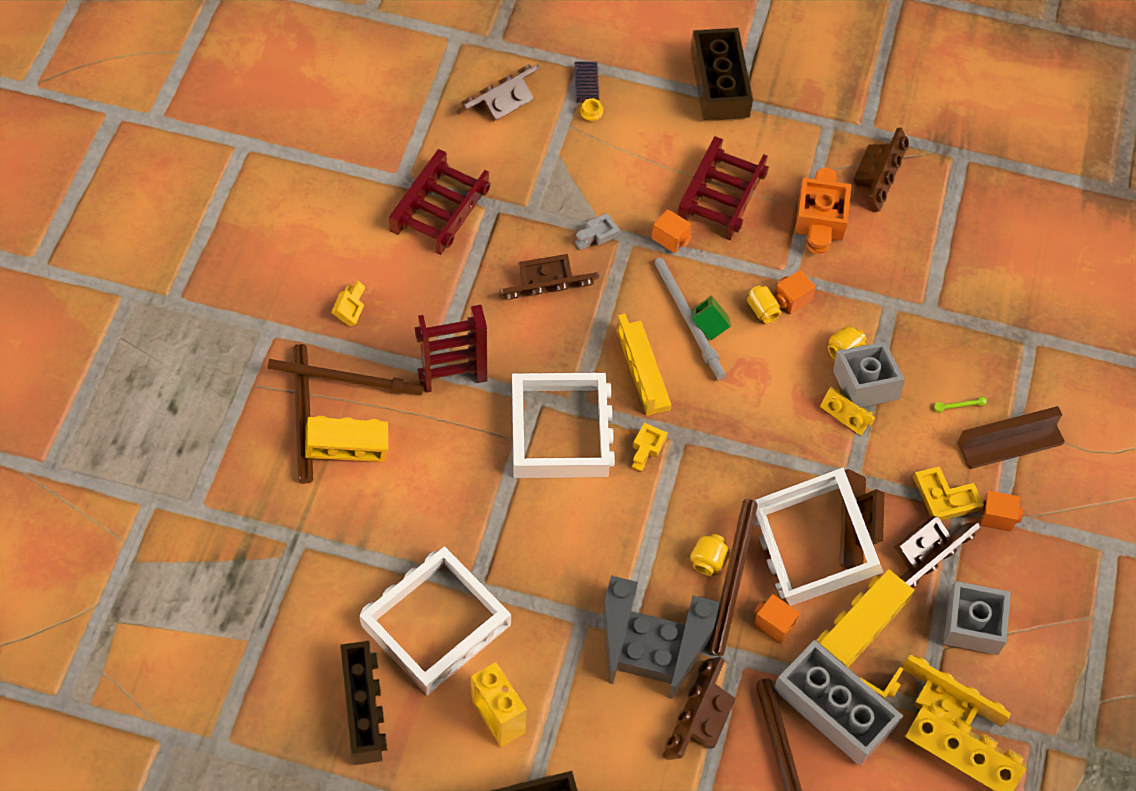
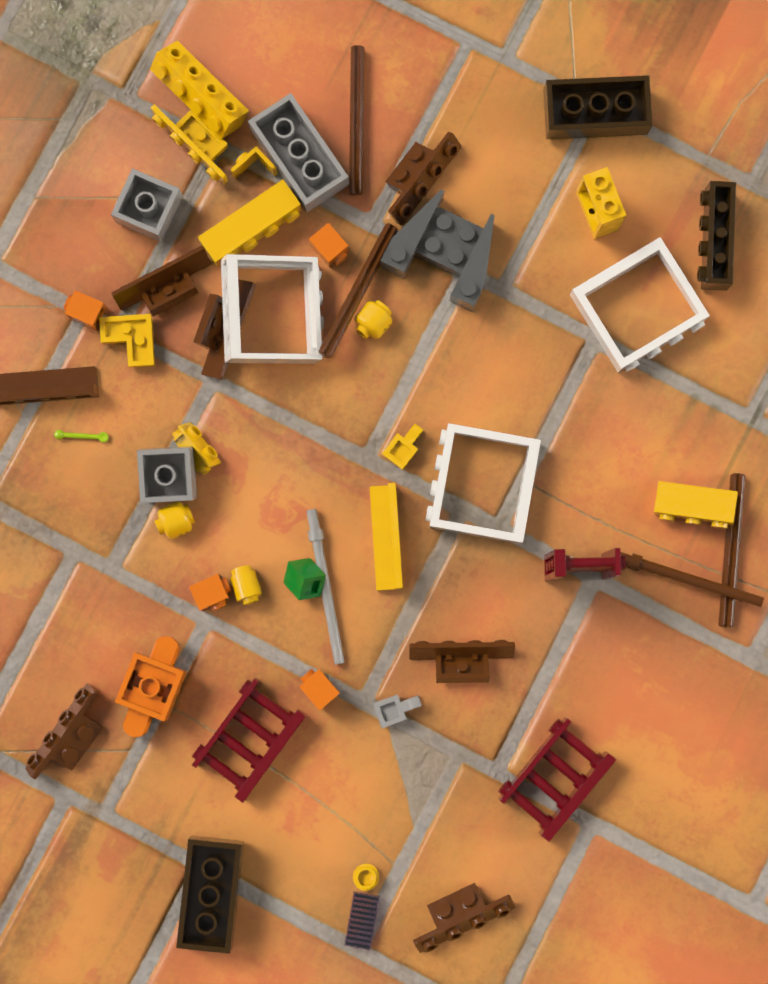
camera: 165 degrees left, 25 degrees up
(347, 305) = (671, 663): yellow plate -> none

